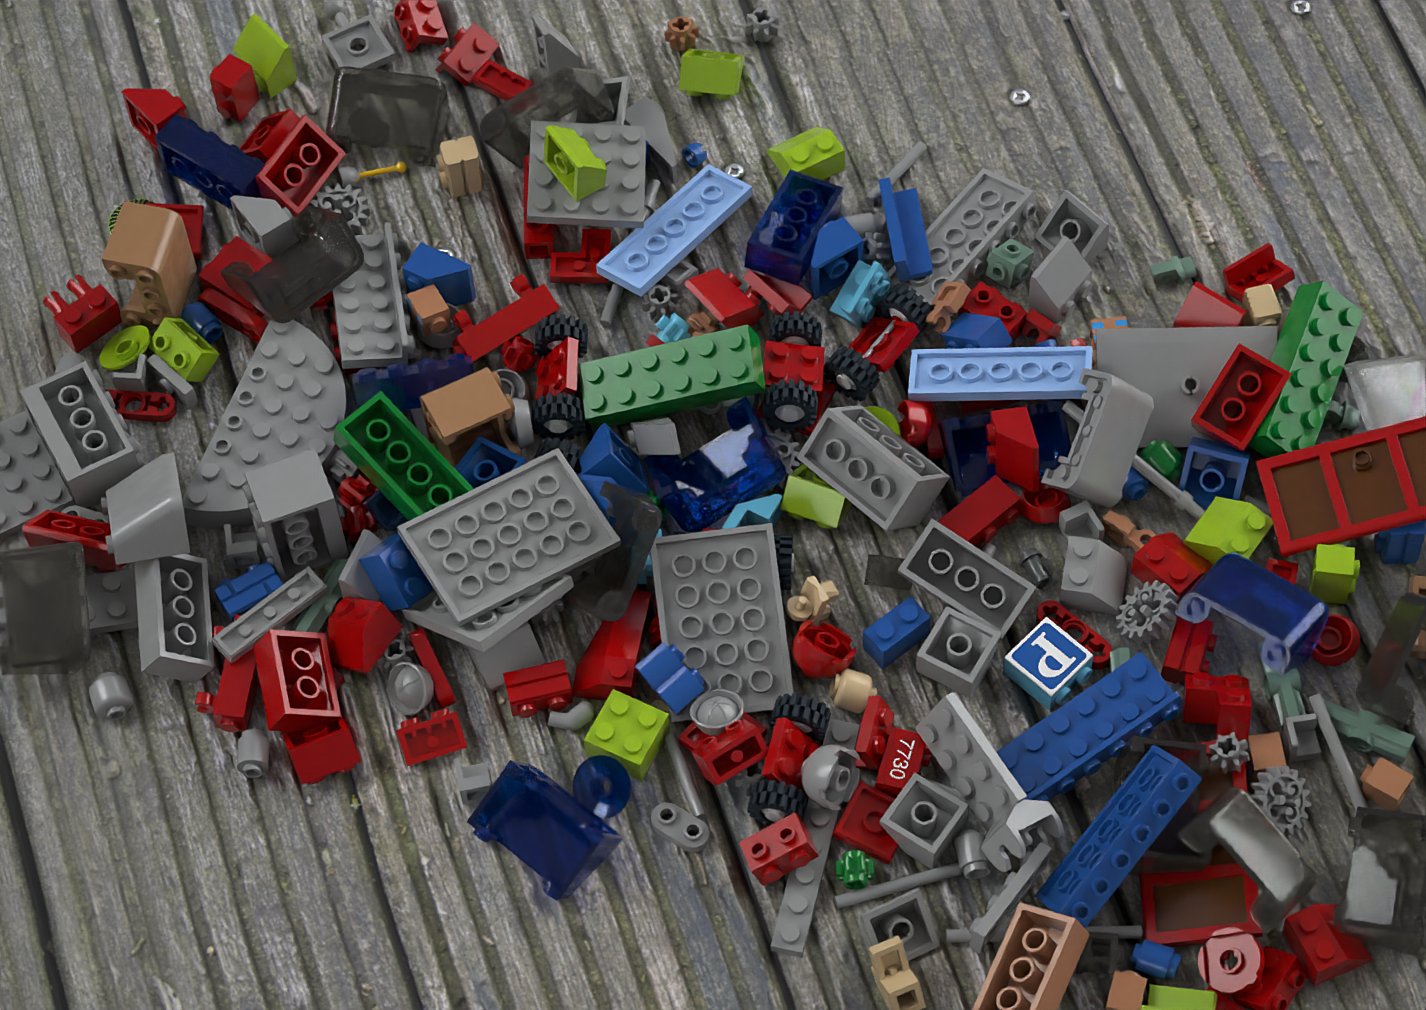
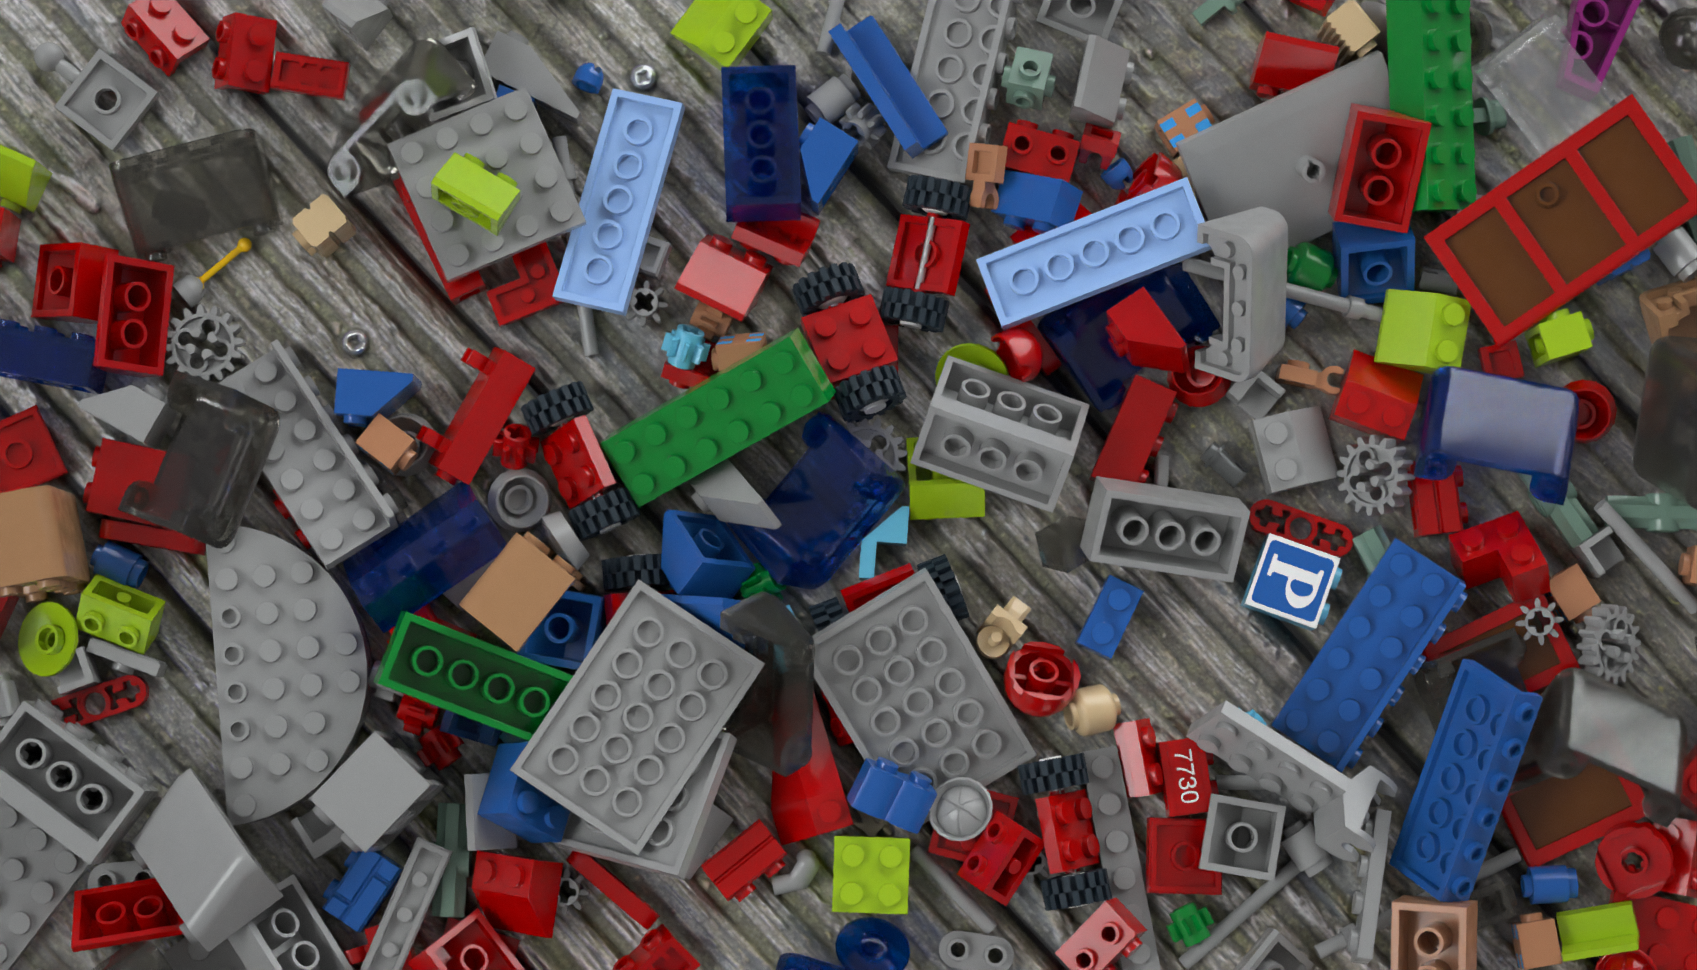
camera: 30 degrees left, 25 degrees up
(410, 687) = (604, 926): light grey hat -> none
(830, 775) = (1119, 837): light grey cylinder -> none
(861, 293) = (872, 194): medium azure bracket -> none
(957, 652) = (1190, 615): light grey slope -> none

